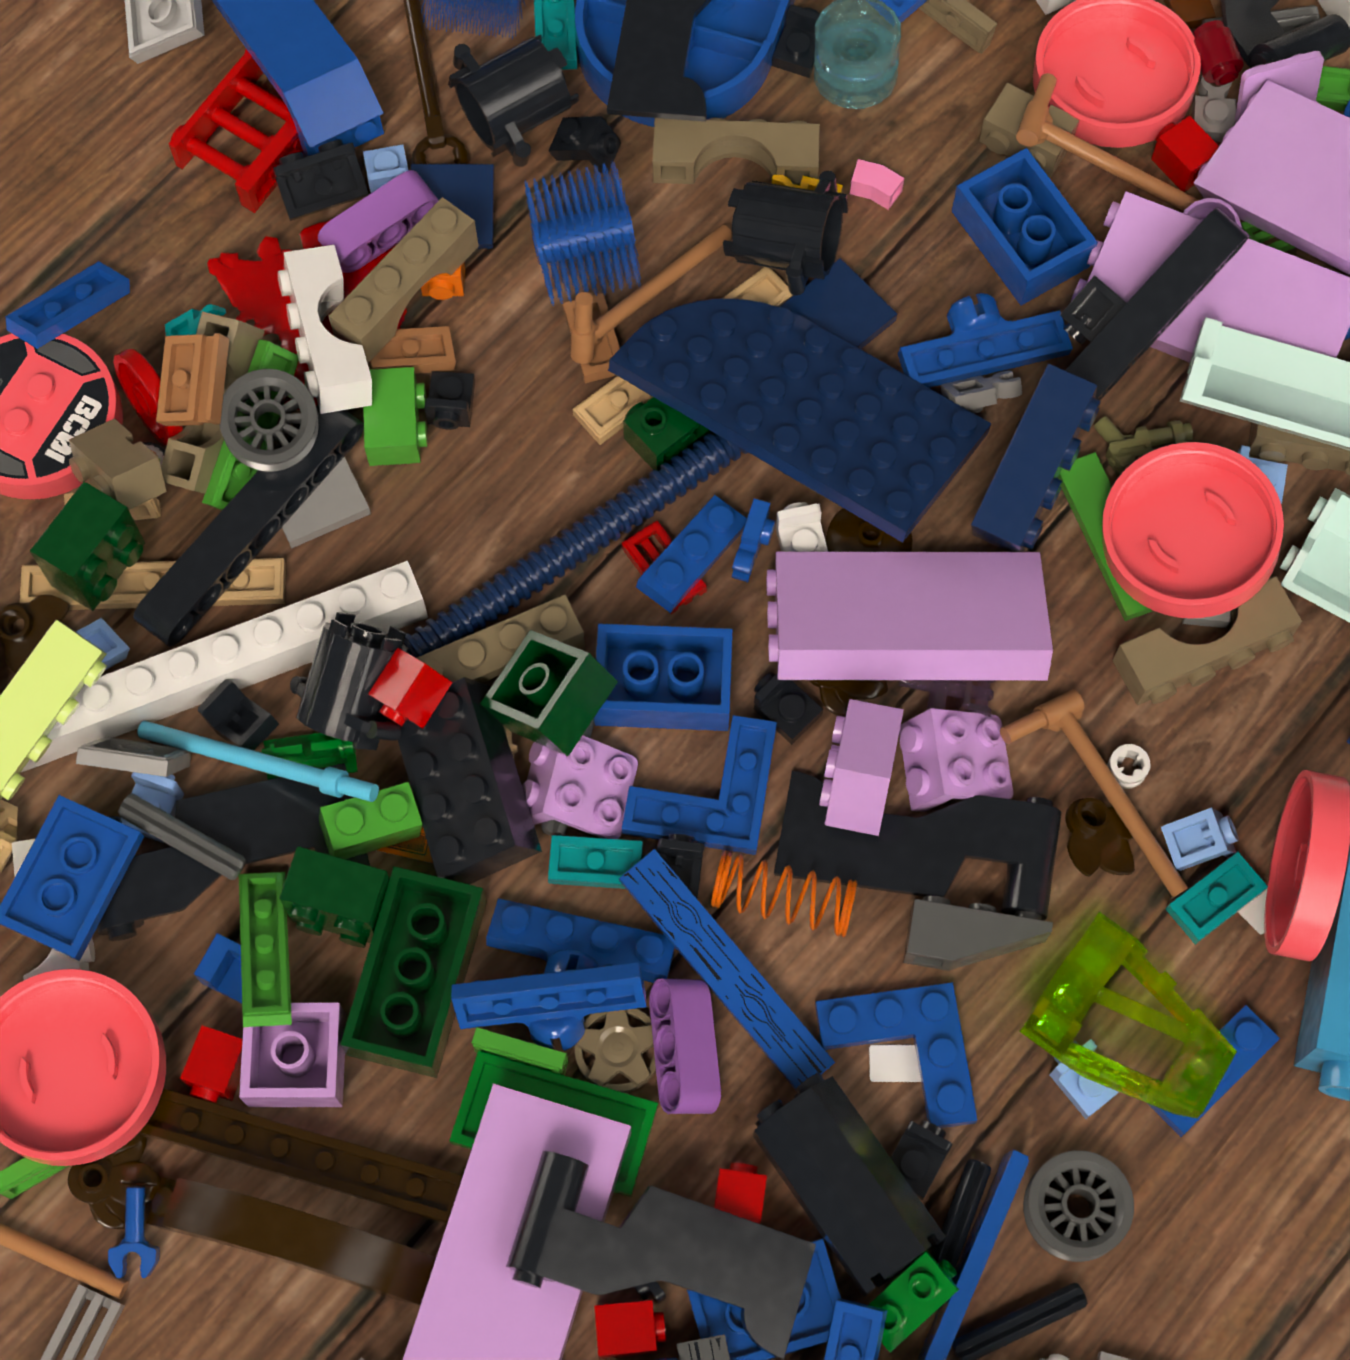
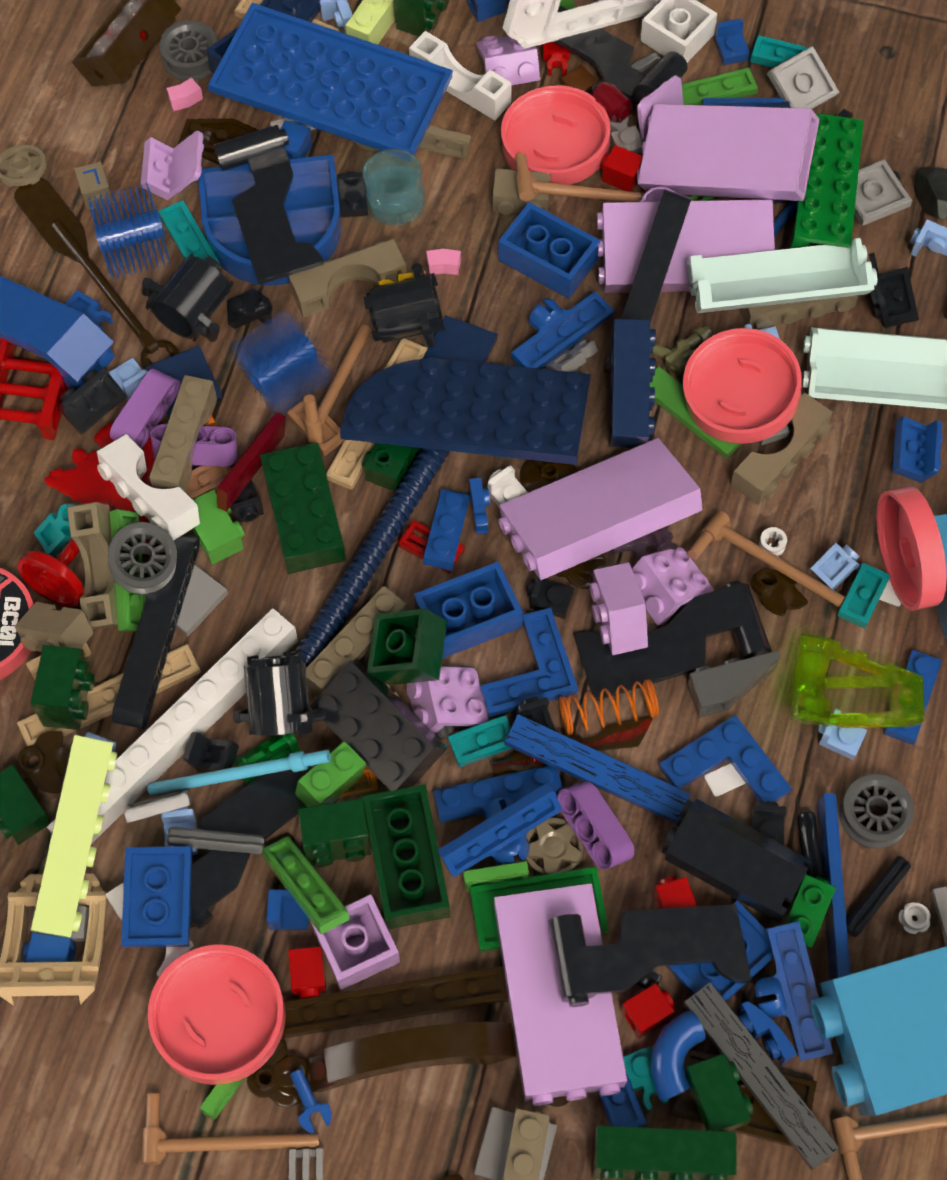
camera: 25 degrees left, 5 degrees down
(192, 380) = (83, 552): medium nougat plate -> none
(375, 57) = (89, 307): none -> blue plate
(409, 689) = (319, 682): red brick -> none
(437, 307) = (213, 445): none -> medium lavender beam
(479, 350) = (250, 462): none -> dark red tile
(518, 442) = (303, 508): none -> dark green brick
(791, 942) = (614, 736): none -> dark brown sword
(1091, 310) = (618, 282): black bracket -> none

